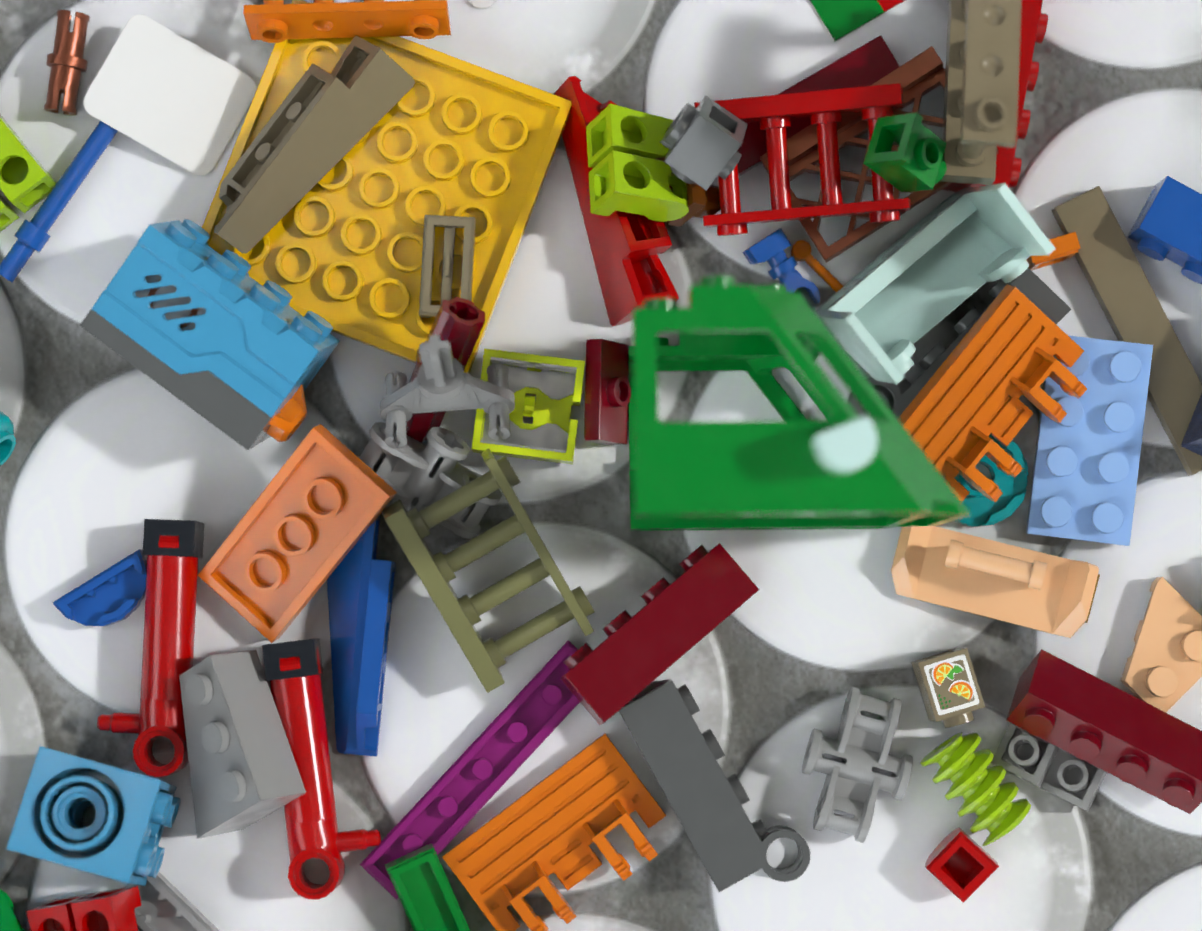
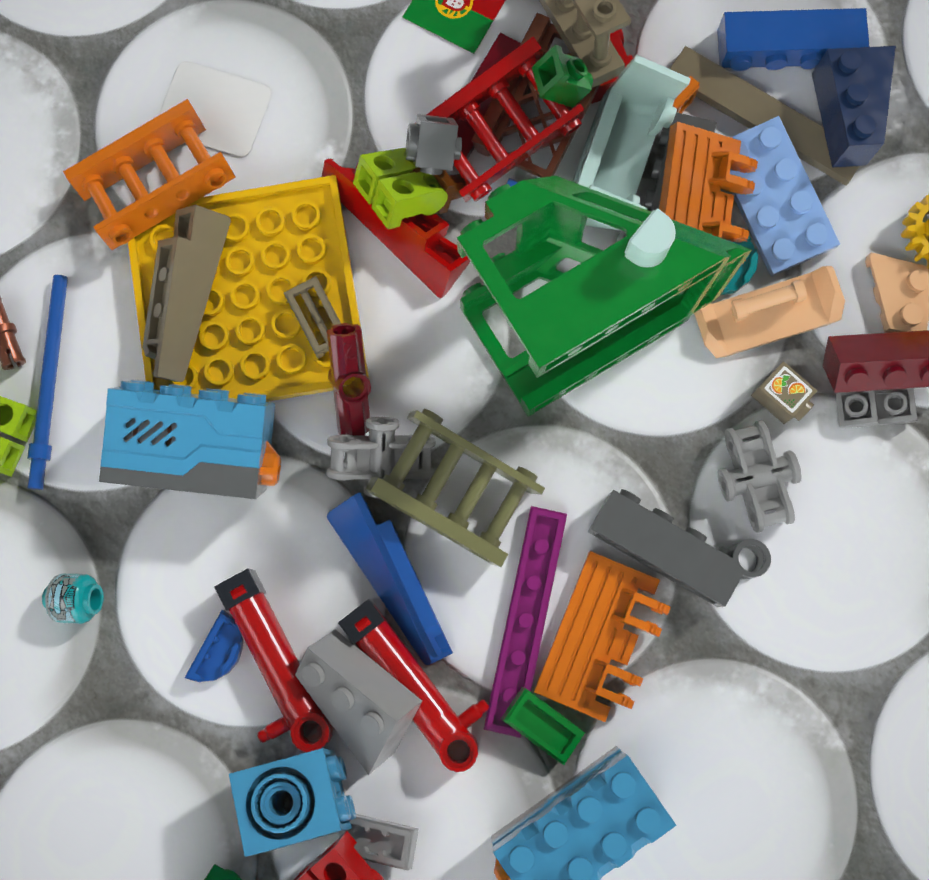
camera: 25 degrees left, 5 degrees down
(170, 95) = (79, 315): white sticker -> none
(296, 533) = (318, 537): orange plate -> none
(445, 387) = (360, 386): light grey axle -> none
(556, 387) = (426, 355): piece -> none
(606, 392) = (462, 337): dark red plate -> none
(659, 633) = (586, 466): dark red brick -> none
(960, 864) = (862, 499): red brick -> none
(978, 785) = (843, 442): lime piece -> none

